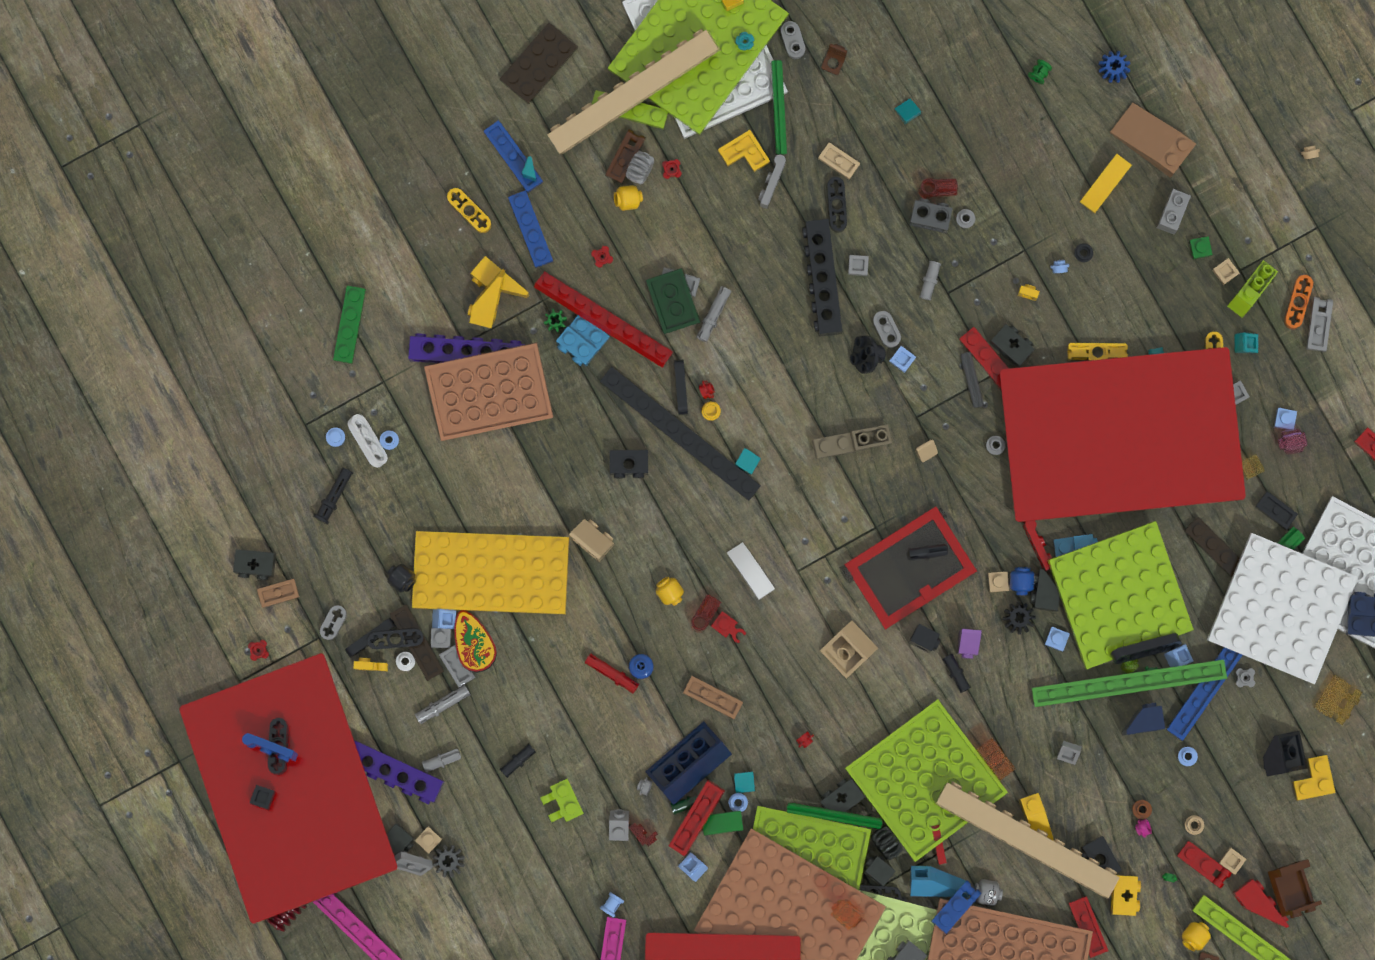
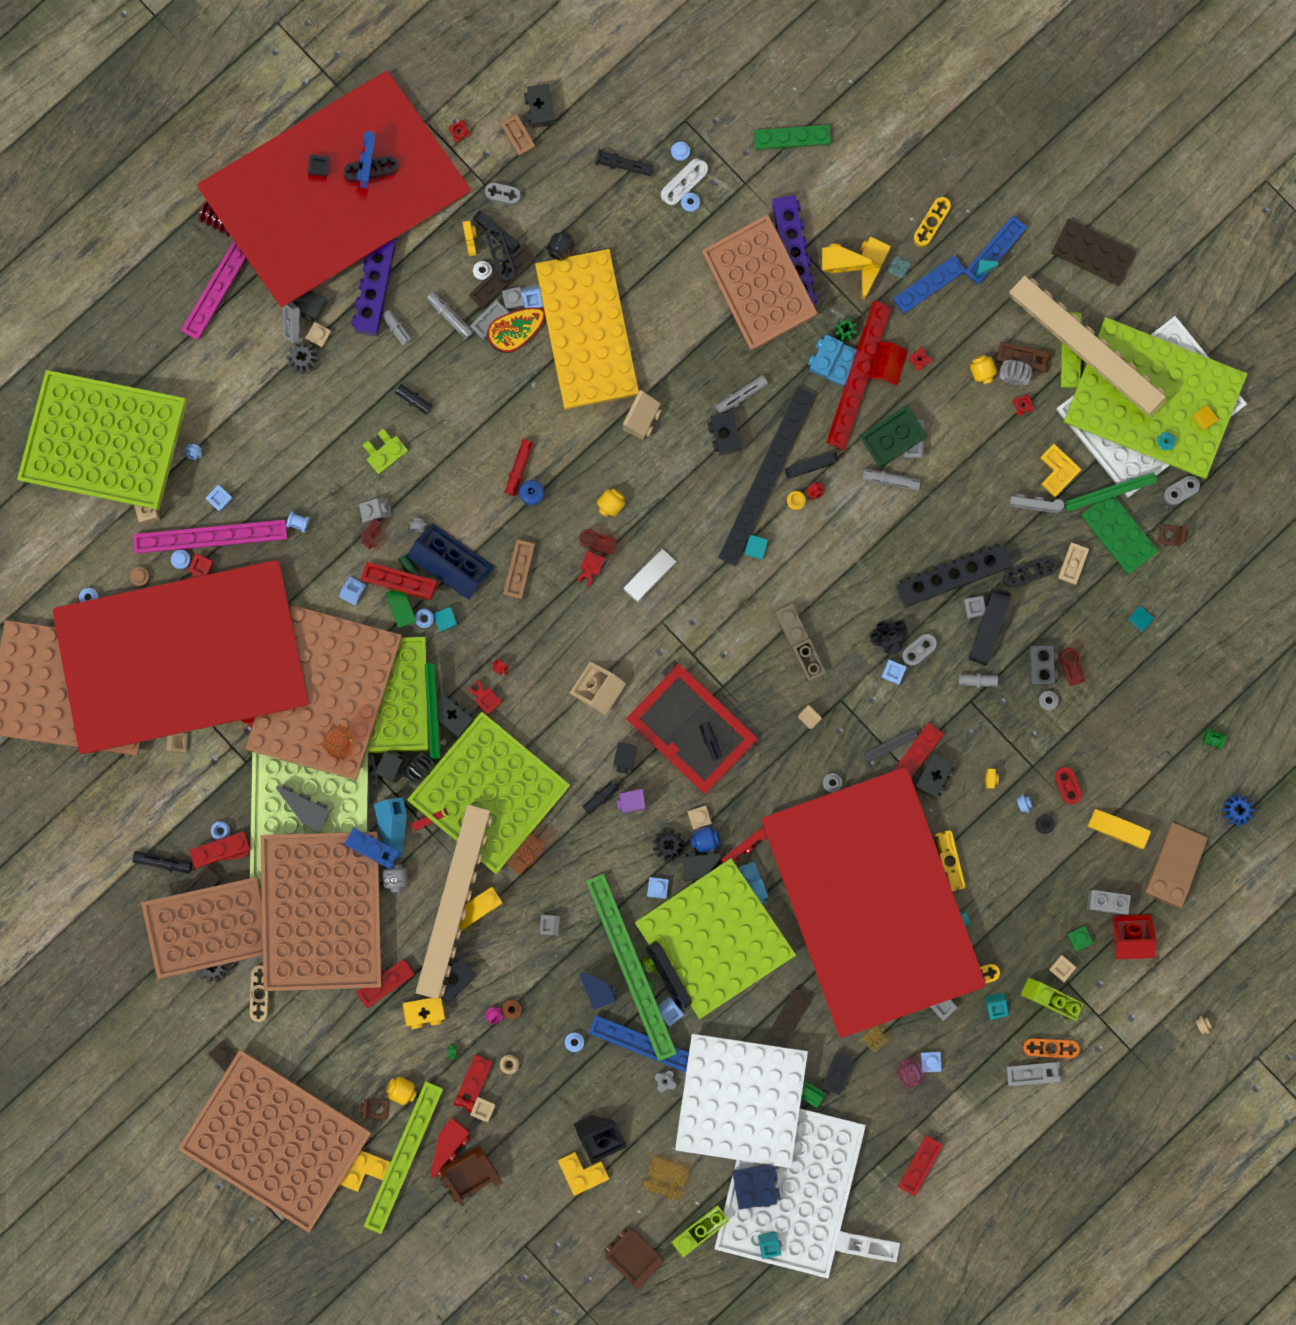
camera: 75 degrees right, 0 degrees up
(506, 258) = (898, 262): none -> clear light blue plate
(597, 446) = (722, 407): none -> light grey pin
(598, 288) = (888, 363): none -> red panel
(821, 109) = (1119, 534): none -> green plate
(833, 760) = (486, 699): none -> red plate
(880, 254) = (990, 626): none -> black beam
(1051, 219) = (1067, 786): none -> red plate
(1211, 196) = (1134, 937): none -> red slope

